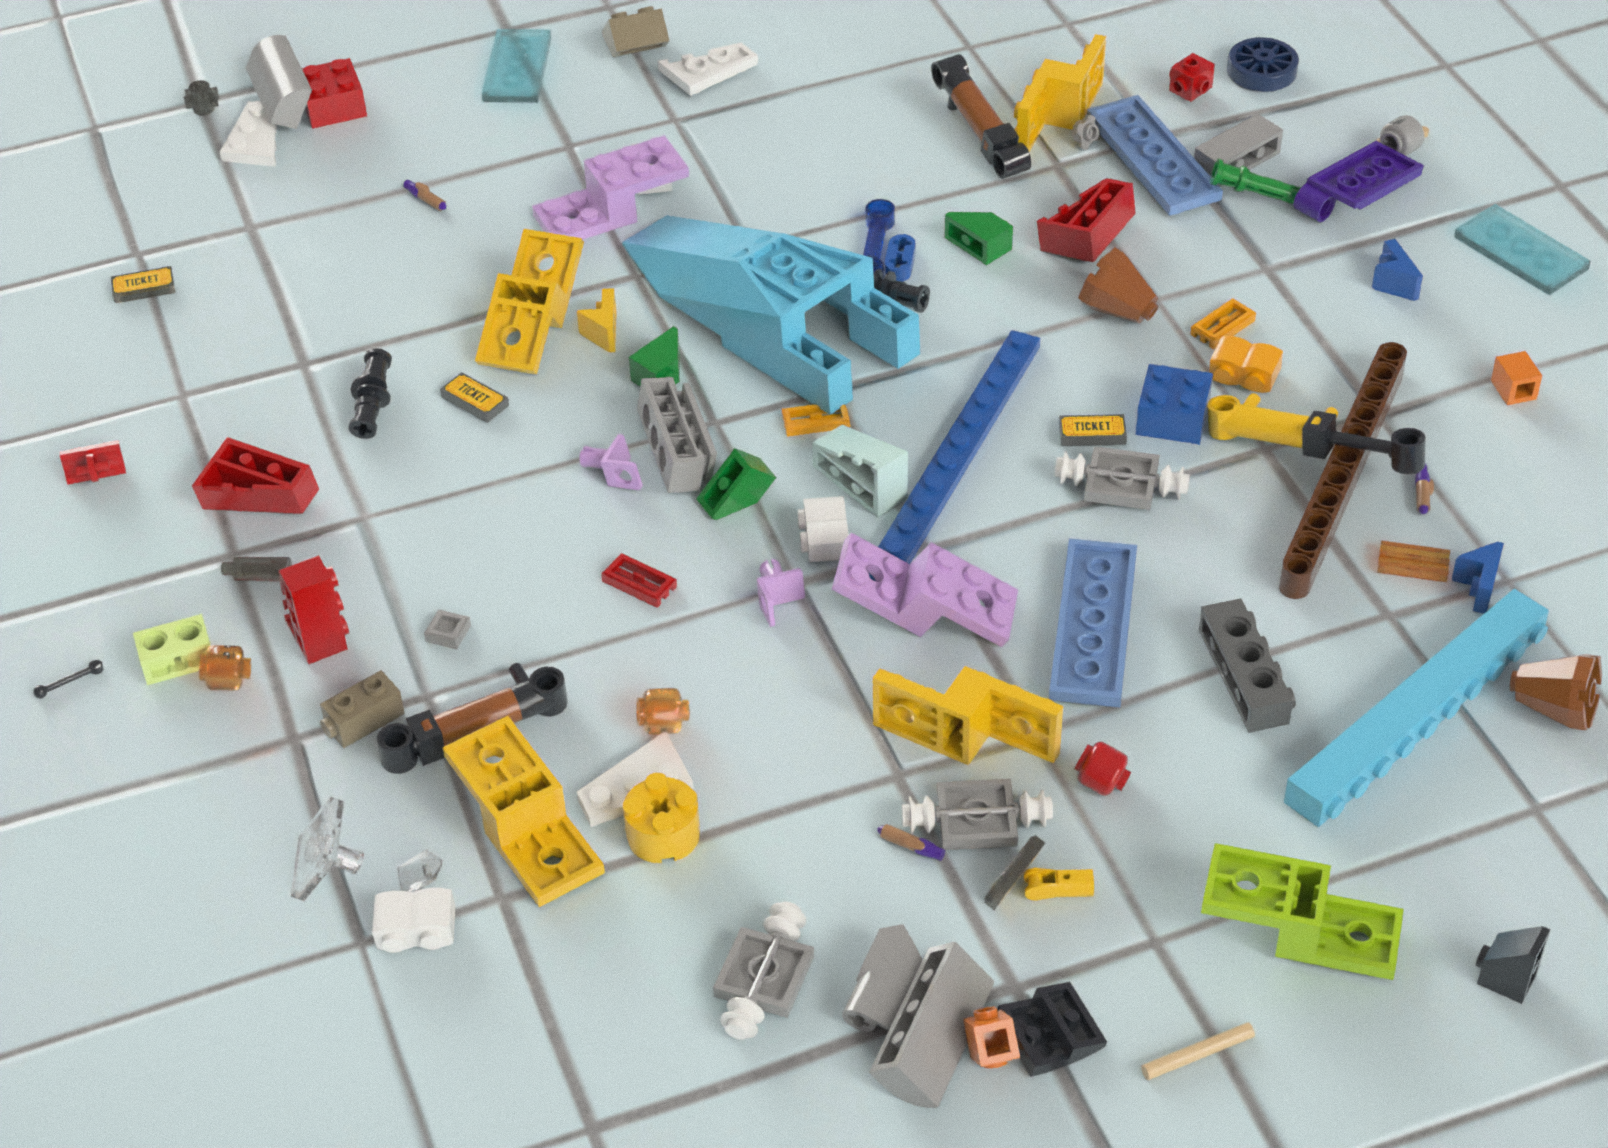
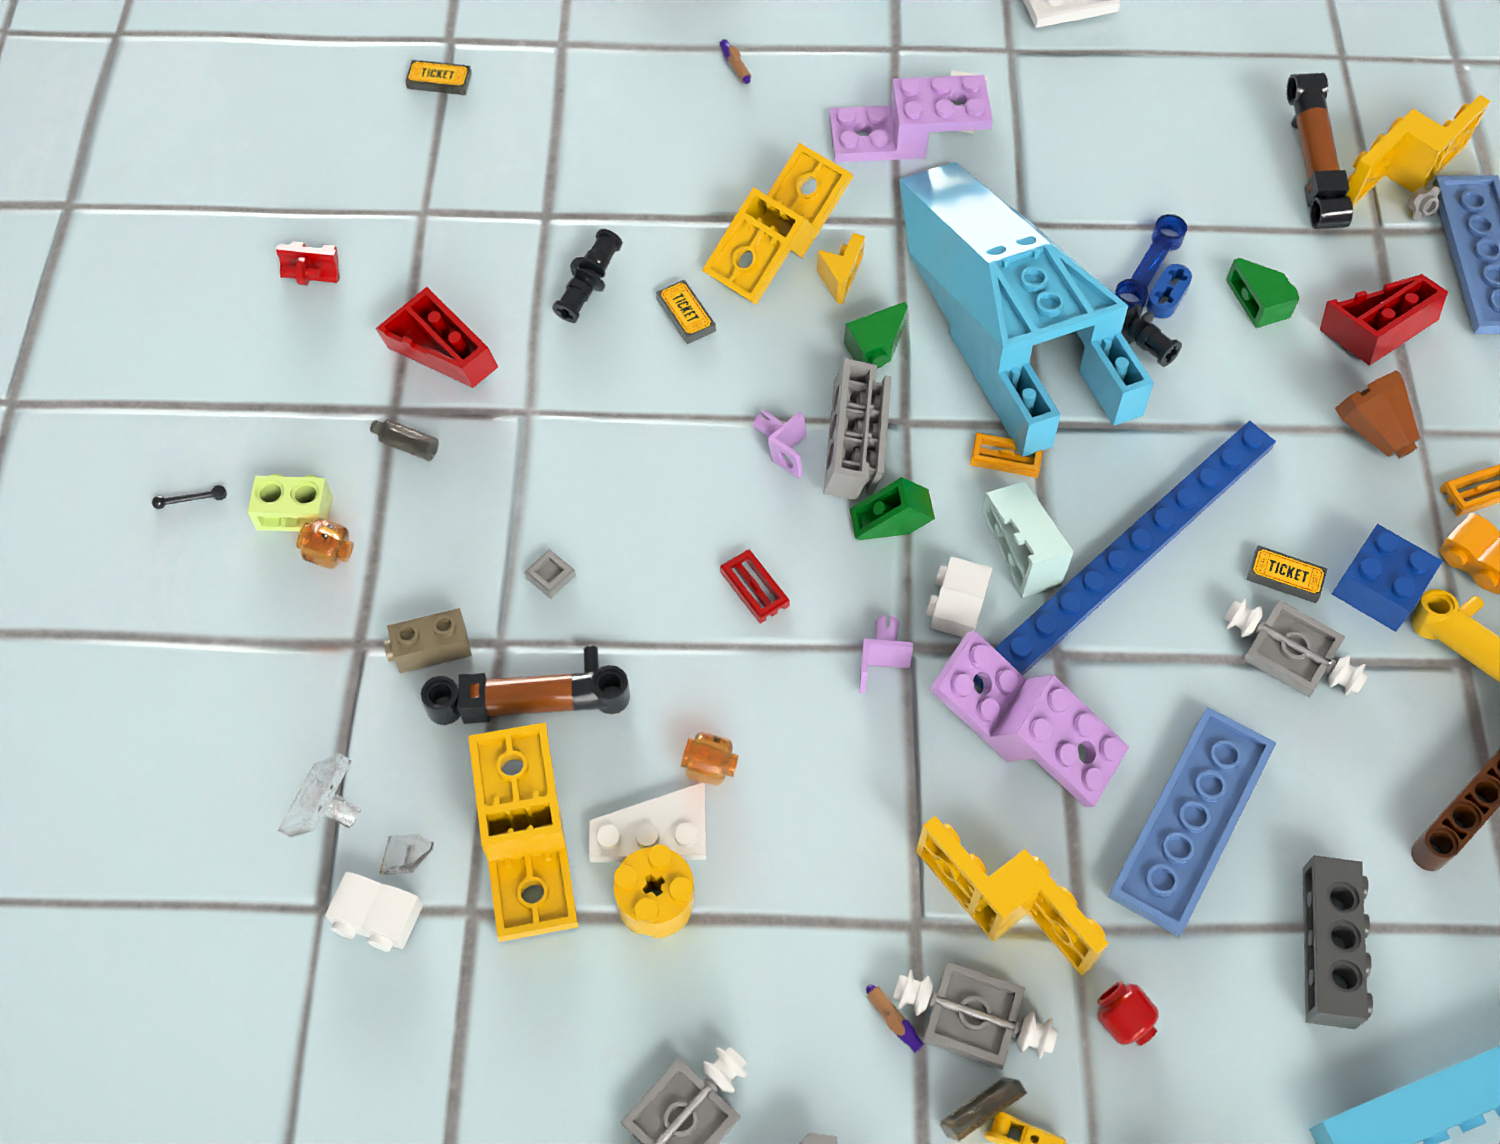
camera: 20 degrees right, 15 degrees up
(314, 609) = (422, 517): red wedge -> none

